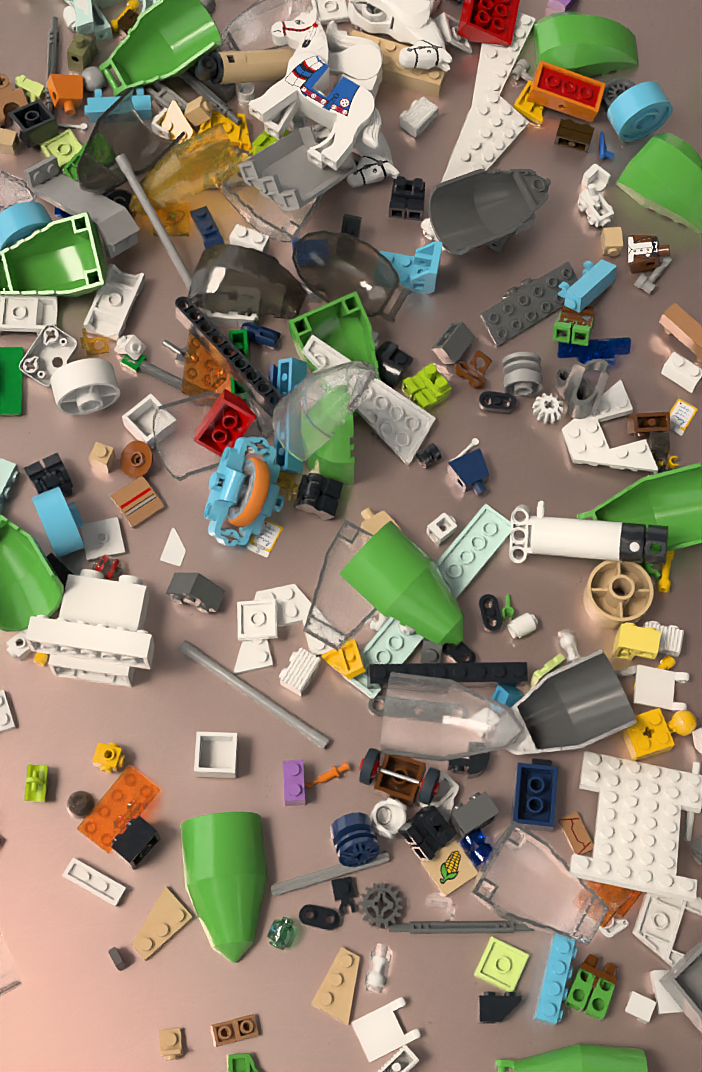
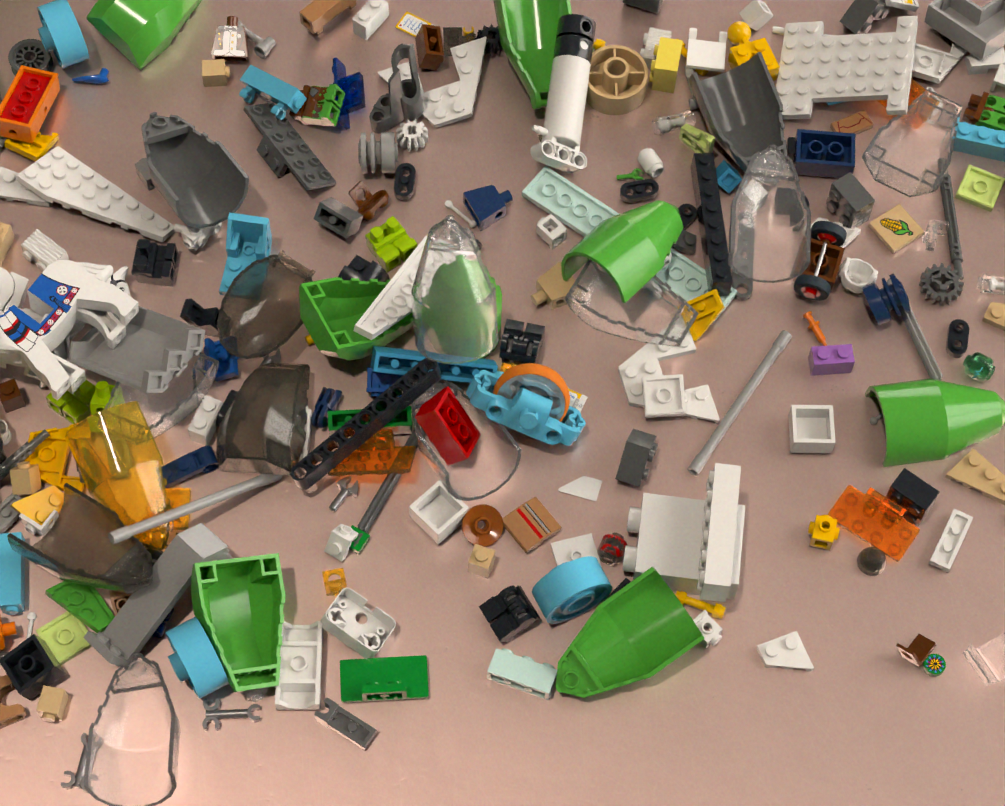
camera: 90 degrees left, 5 degrees down
(36, 783) = (858, 600): lime hips -> none
(85, 386) = (405, 573): white piece -> none
(113, 303) = (300, 562): white piece -> none
(300, 671) = (714, 358): white brick -> none
(343, 892) = (930, 318): black plate -> none
(426, 832) = (868, 241): black hips -> none
(480, 854) = (883, 202): clear blue wheel -> none
(574, 135) = (78, 102): dark brown brick -> none
(596, 176) = (135, 86): white panel -> none
(596, 207) = (172, 85): white brick -> none

